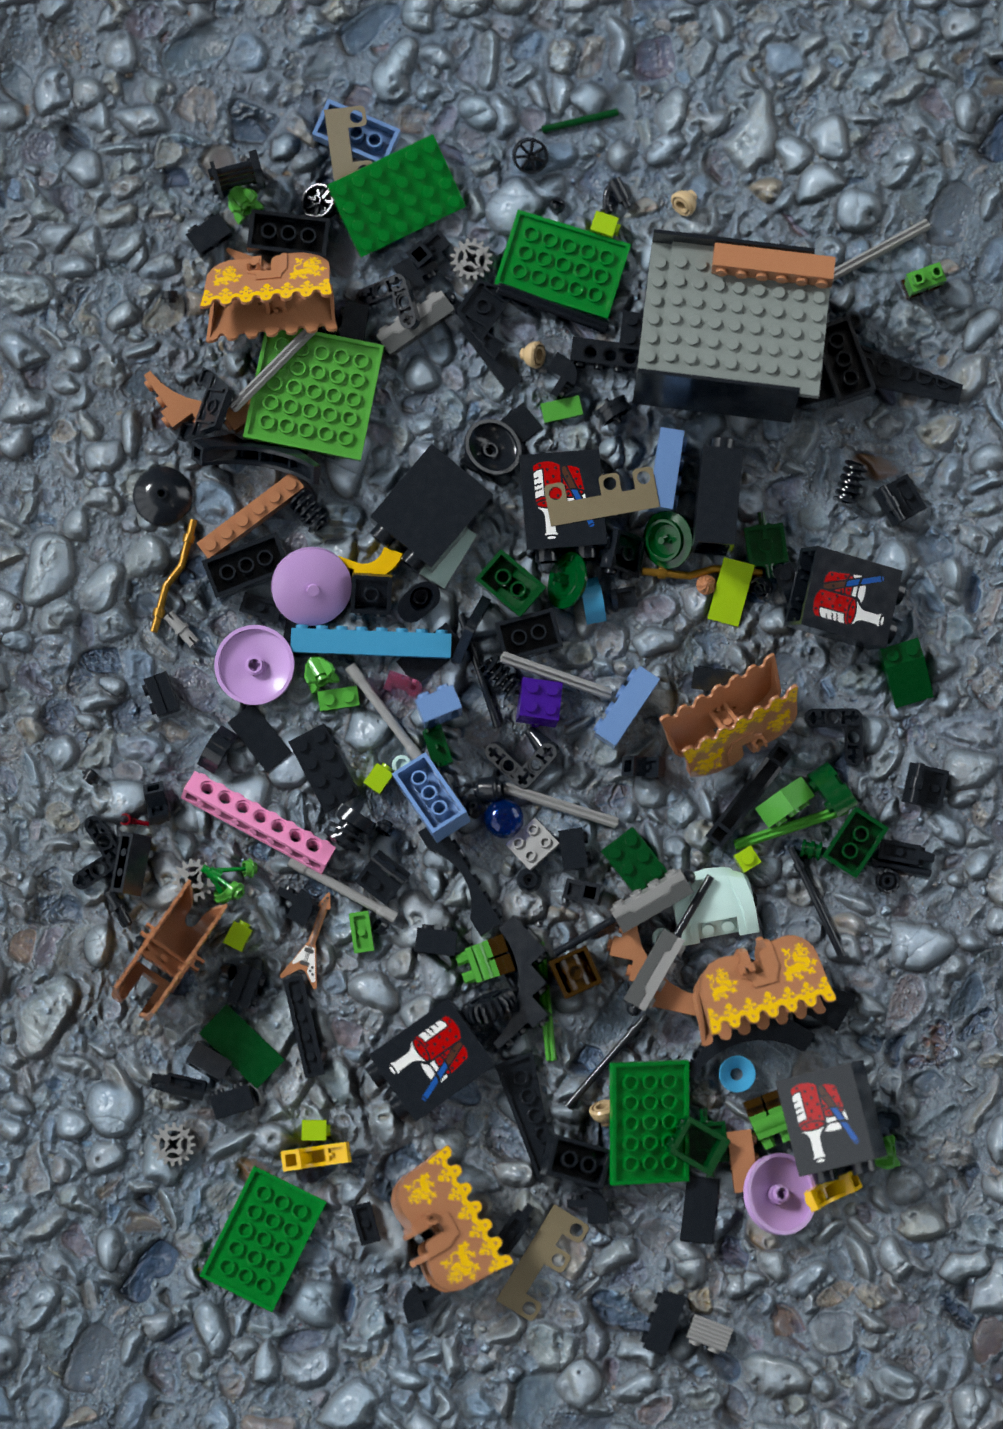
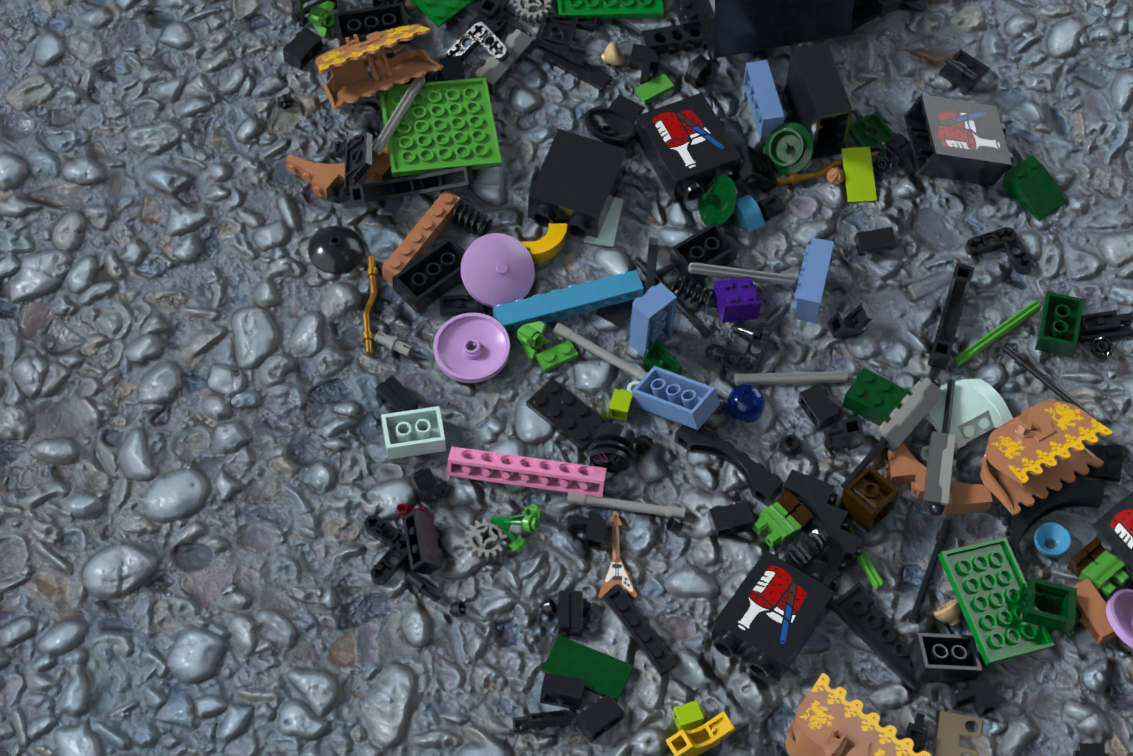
camera: 20 degrees left, 25 degrees down
(90, 776) = (355, 484): black plate -> none
(163, 741) = (413, 432): none -> light aqua brick
(169, 947) = (488, 598): nougat animal -> none
(216, 749) = (464, 426): black brick -> none
(238, 935) = (546, 573): lime brick -> none
(259, 737) = (498, 409): black piece -> none
(361, 932) = (658, 534): bright green plate -> none
(371, 594) = (553, 262): black plate -> none
(382, 877) = (658, 483): black plate -> none
(409, 685) = (610, 324): clear pink leg -> none
(418, 601) = (597, 255): black piece -> none
(489, 789) = (723, 382): black head -> none
(510, 583) = (669, 217): dark green slope -> none
(532, 844) = (781, 415): light grey hinge -> none
(552, 307) = (614, 18): black axle -> none
(607, 504) = (725, 130): dark tan piece -> none
(699, 1209) = (1075, 670): black piece -> none
(744, 711) = (910, 253): nougat animal -> none
(746, 859) = (973, 366): lime brick -> none
(785, 802) = (983, 311): bright green brick -> none
(811, 849) = (1024, 343): dark green bush -> none
(833, 791) = (1019, 289): dark green brick -> none
(850, 482) = (918, 67): black piece -> none
(925, 786) = (1094, 266): black plate -> none

